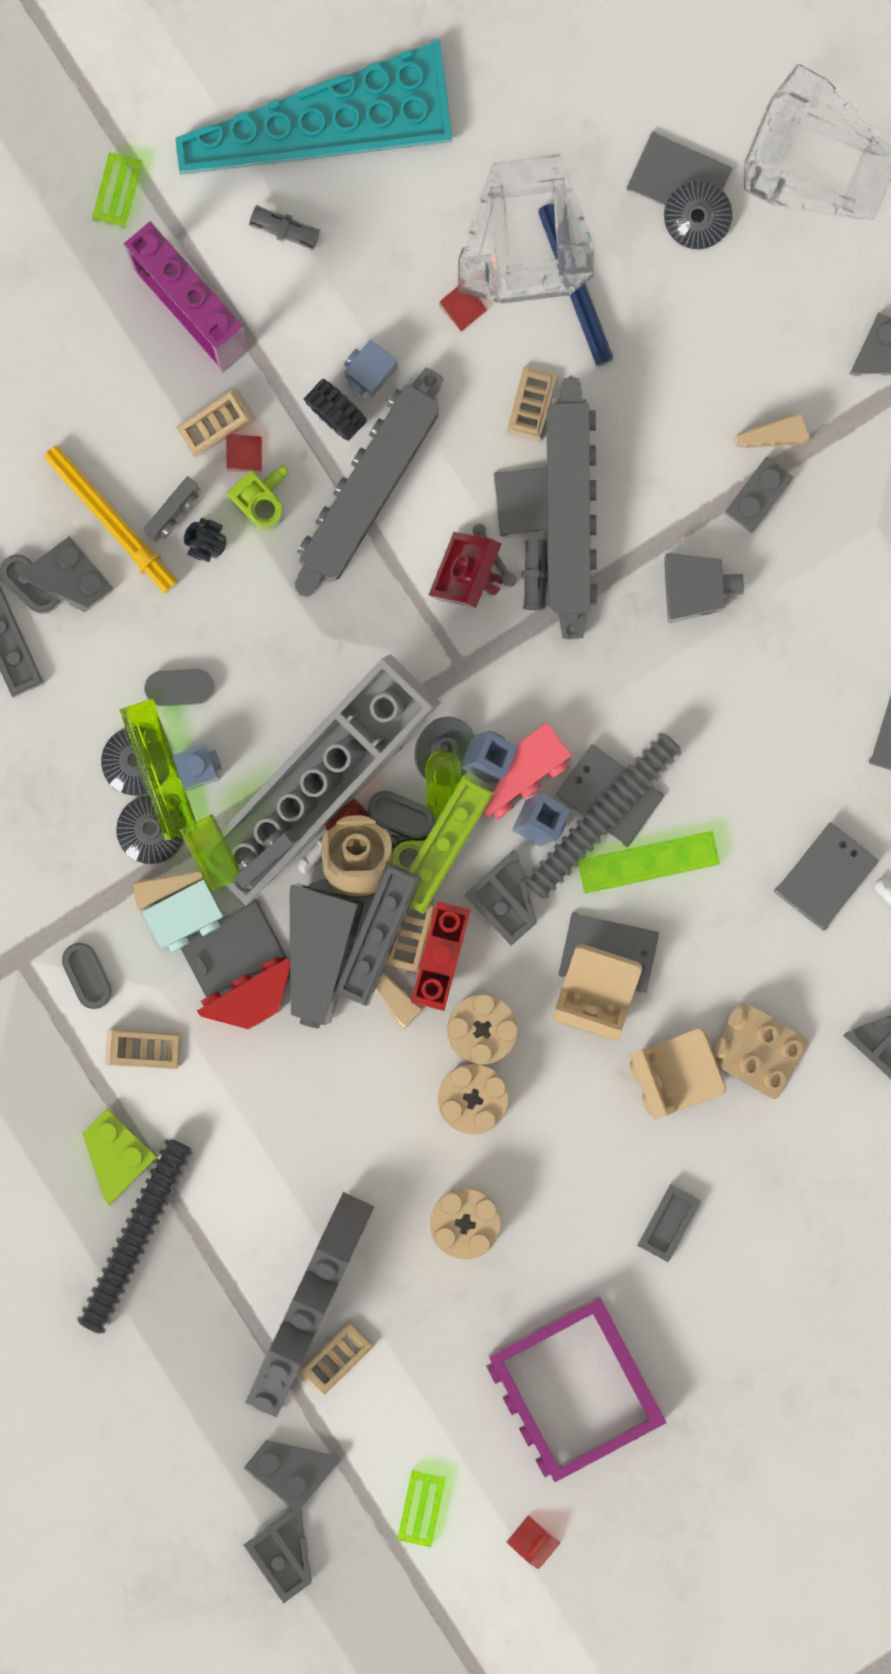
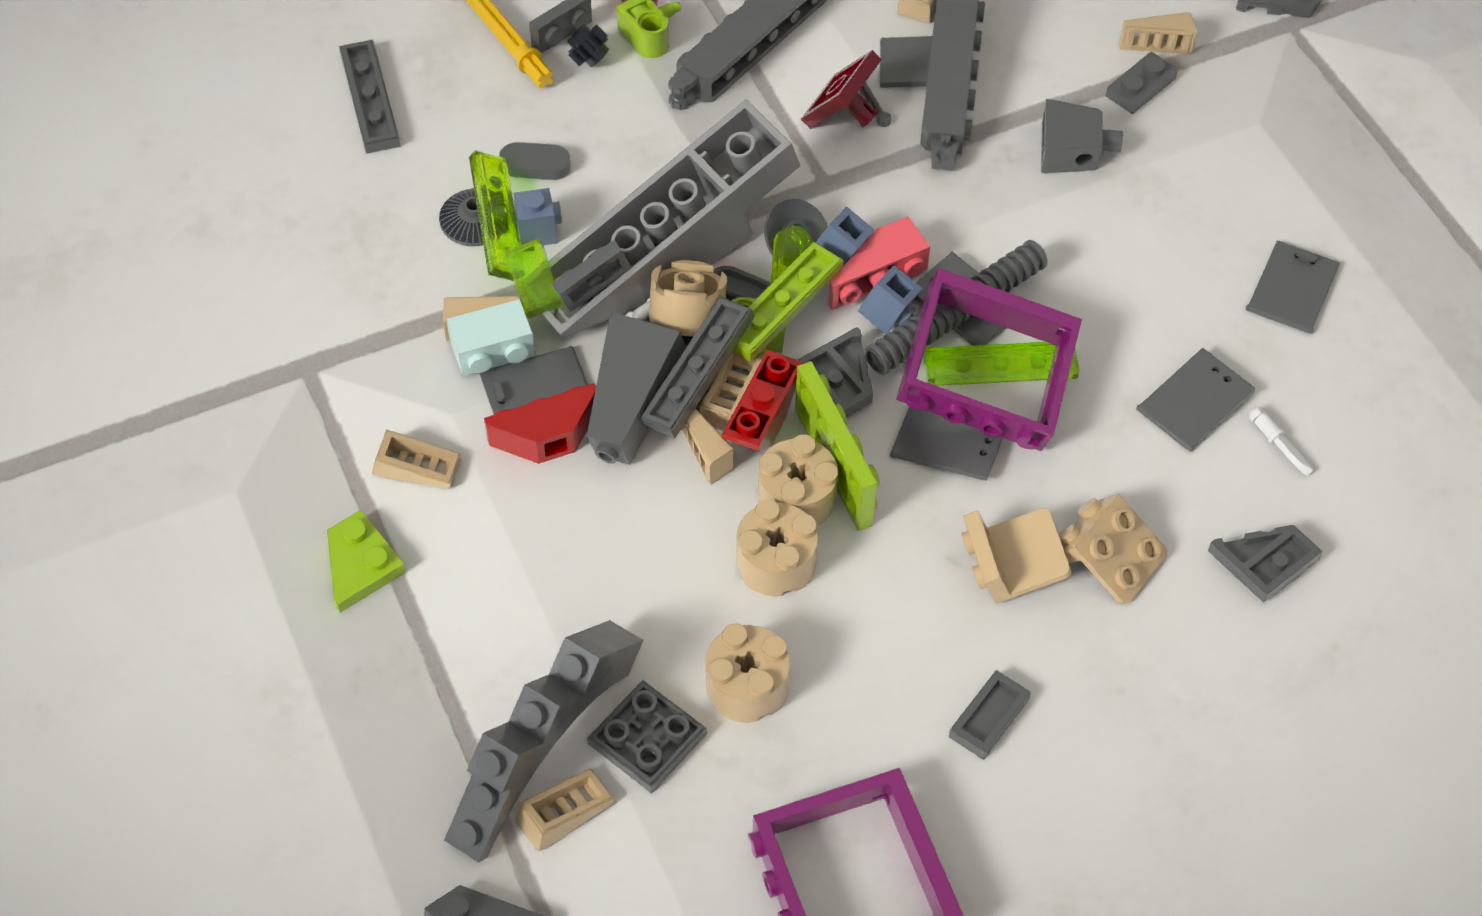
camera: 10 degrees right, 30 degrees down
(30, 594) = (408, 67): dark grey tile -> none
(68, 576) = (447, 59): dark grey wing -> none
(87, 976) = (374, 389): dark grey tile -> none
(135, 842) = (462, 278): dish -> none
(135, 1236) = (356, 641): black piece -> none
(390, 1284) = (647, 736): none -> dark grey tile
(504, 978) = (827, 426): none -> lime plate
(534, 574) = (910, 114): dark grey pin -> none
(597, 992) = (934, 458): tan bracket -> none
(698, 898) = (1012, 313): none -> magenta window

